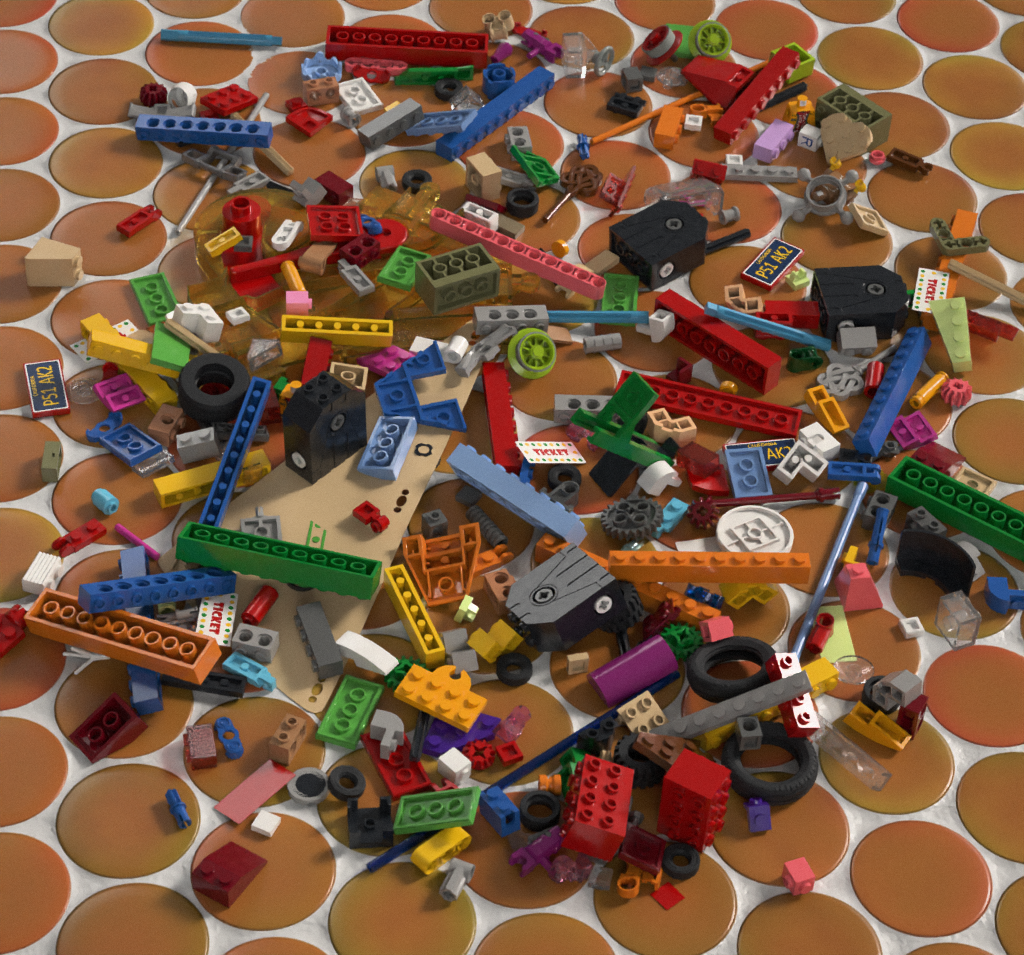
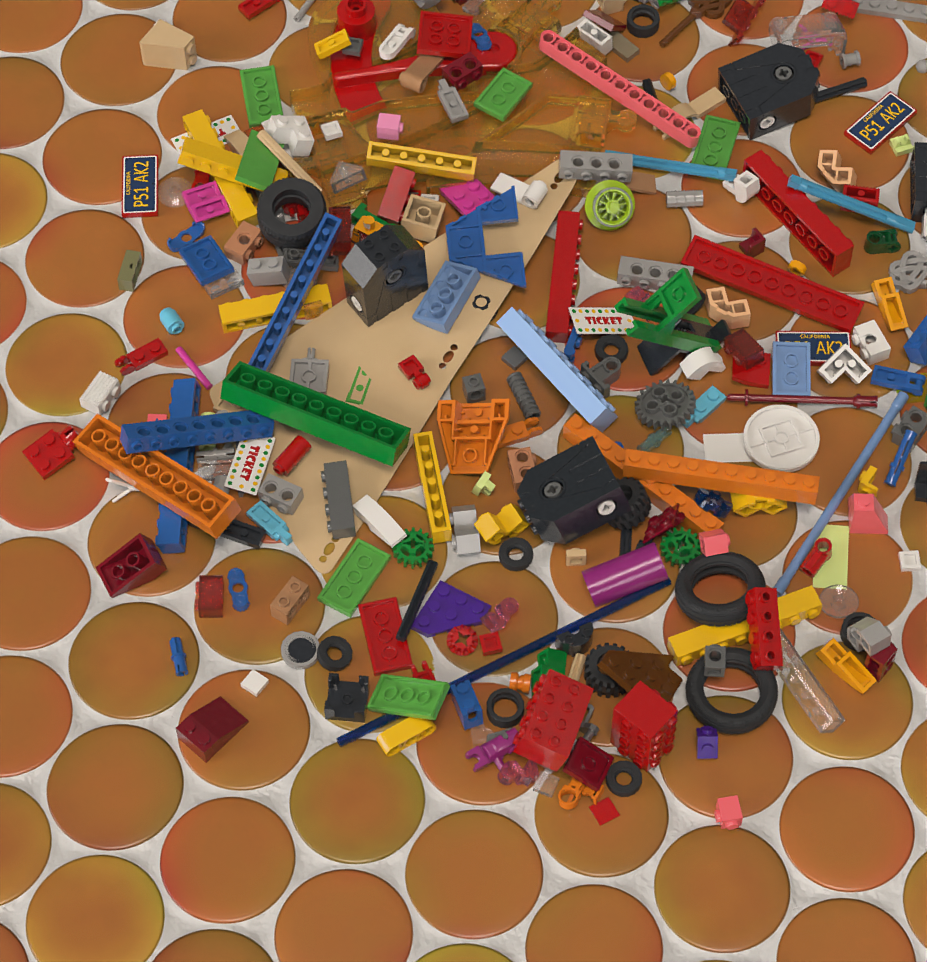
camera: 15 degrees right, 15 degrees up
(254, 791) = (250, 648): sticker -> none
(292, 276) = (391, 95): light orange axle -> none
(389, 730) = (383, 605): light grey brick -> none
(441, 695) = (439, 576): light orange plate -> none
(454, 766) = (436, 650): white brick -> none
(457, 278) = (549, 117): olive brick -> none
(458, 875) = (417, 761): light grey piece -> none
(484, 350) = (561, 198): light grey plate -> none
(641, 714) = (624, 623): tan hinge -> none
(711, 513) = (738, 415): dark red gear -> none
(739, 706) = (707, 634): light grey plate -> none
(804, 313) = (892, 187): red brick -> none
(850, 455) = (901, 362): black plate -> none

